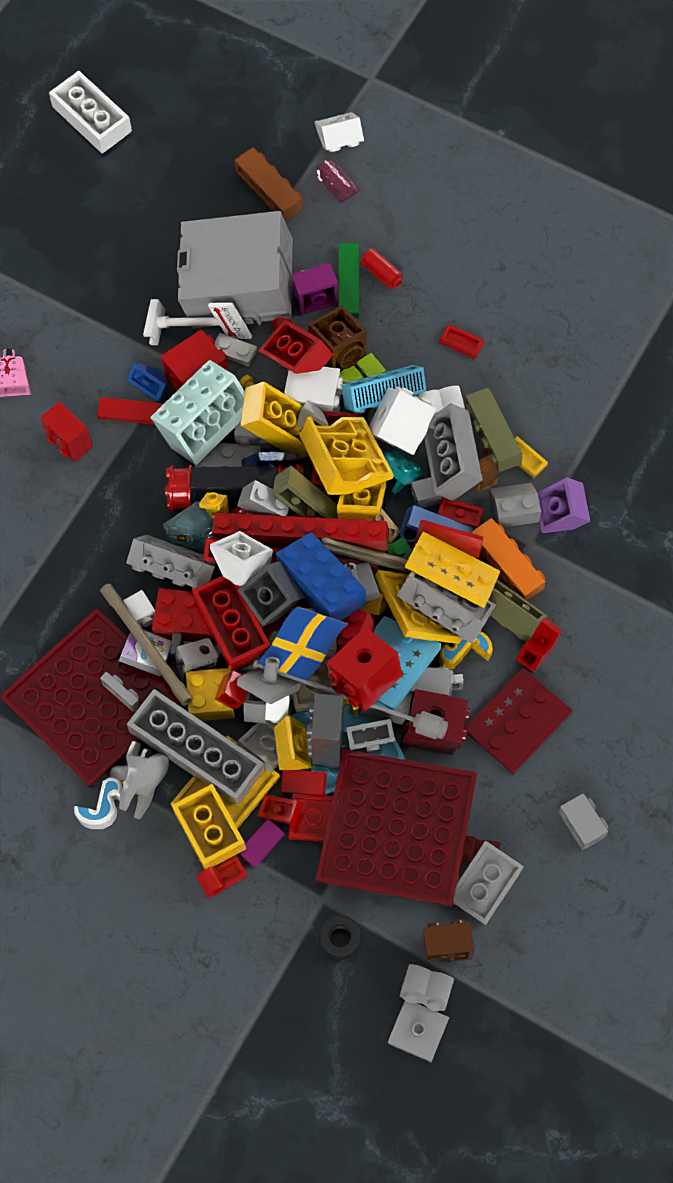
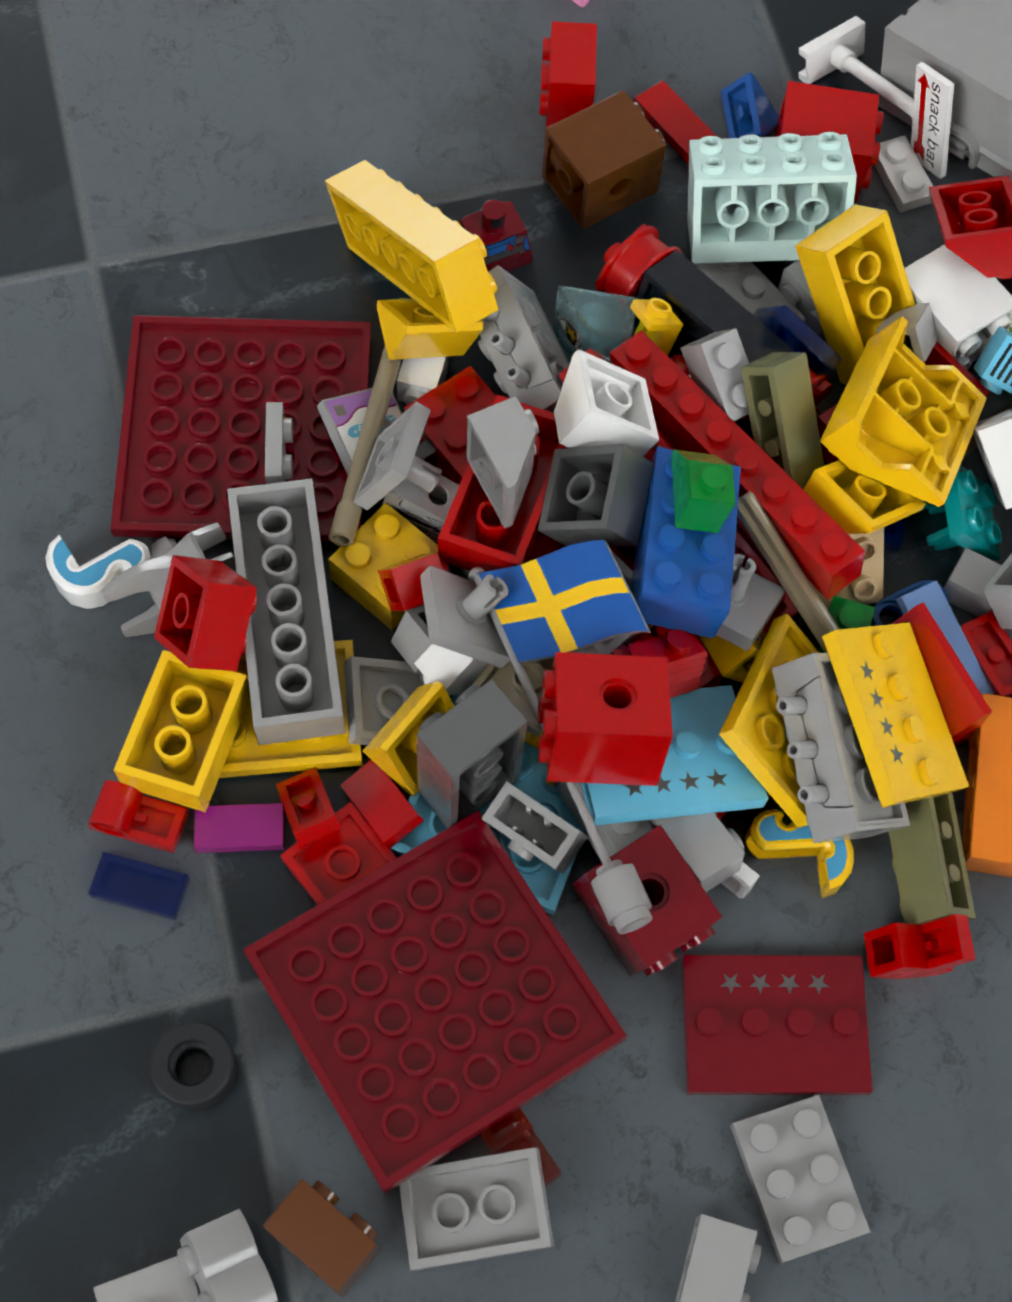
camera: 40 degrees right, 0 degrees up
(90, 561) = (414, 245): none -> yellow brick
(109, 527) = (502, 235): none -> dark red torso
(117, 454) = (603, 159): none -> reddish brown brick
(127, 588) = (416, 333): none -> yellow slope
(173, 776) = (205, 613): none -> red brick
(178, 650) = (395, 459): none -> light grey tile
(226, 611) = (502, 454): none -> light grey slope
(248, 900) = (139, 886): none -> clear blue tile
(311, 554) = (701, 490): none -> green slope
(578, 764) = (799, 1179): none -> light grey plate

